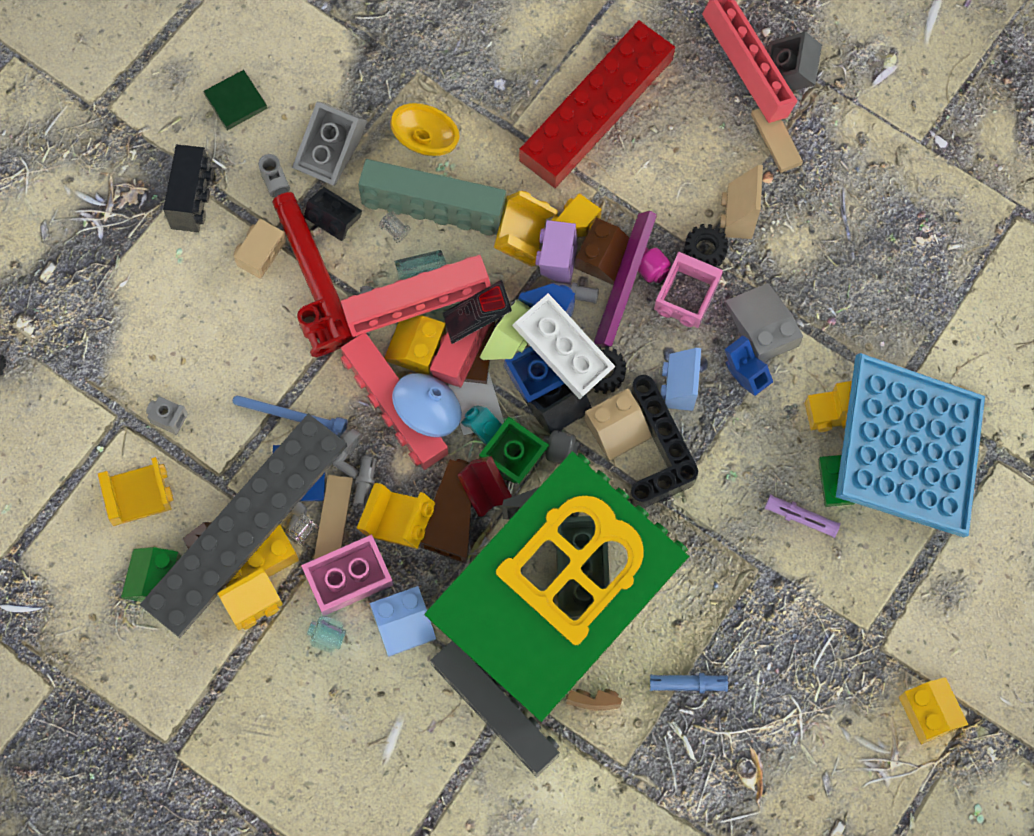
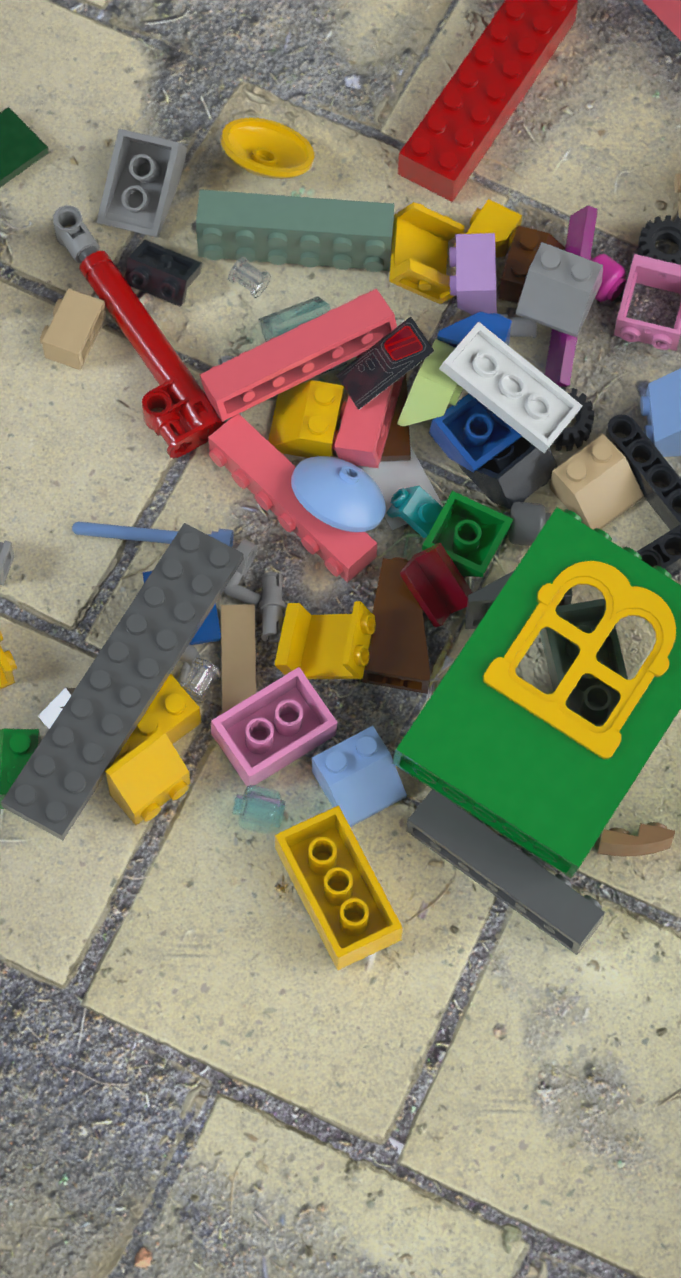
camera: 10 degrees left, 5 degrees down
(371, 702) = (338, 887): none -> yellow brick
(615, 274) = (559, 289): none -> light grey slope

